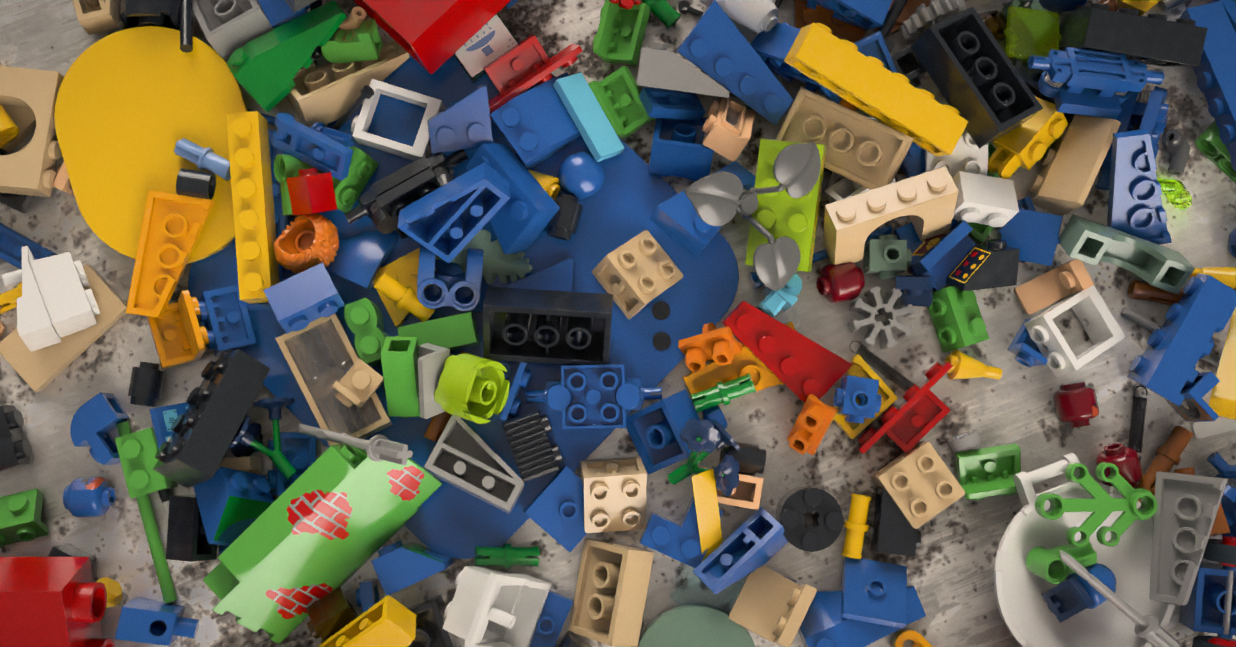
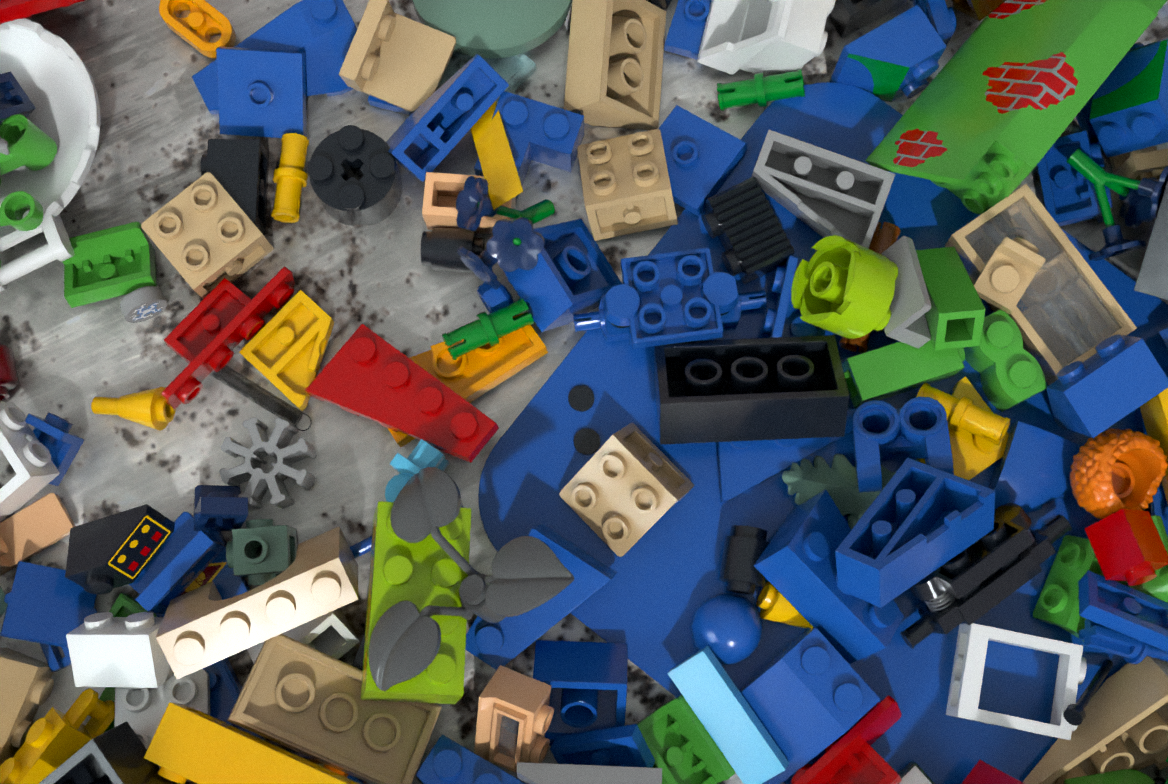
camera: 175 degrees right, 5 degrees down
(377, 448) = (970, 165): light grey piece -> none
(463, 124) = (919, 679): blue wing -> none
(711, 345) = (512, 397): orange hips -> none
(811, 426) = (360, 297): orange hips -> none
(840, 282) = (328, 508): dark red head -> none
(865, 390) = (296, 336): blue brick -> none
(957, 319) = (157, 472): bright green bracket -> none

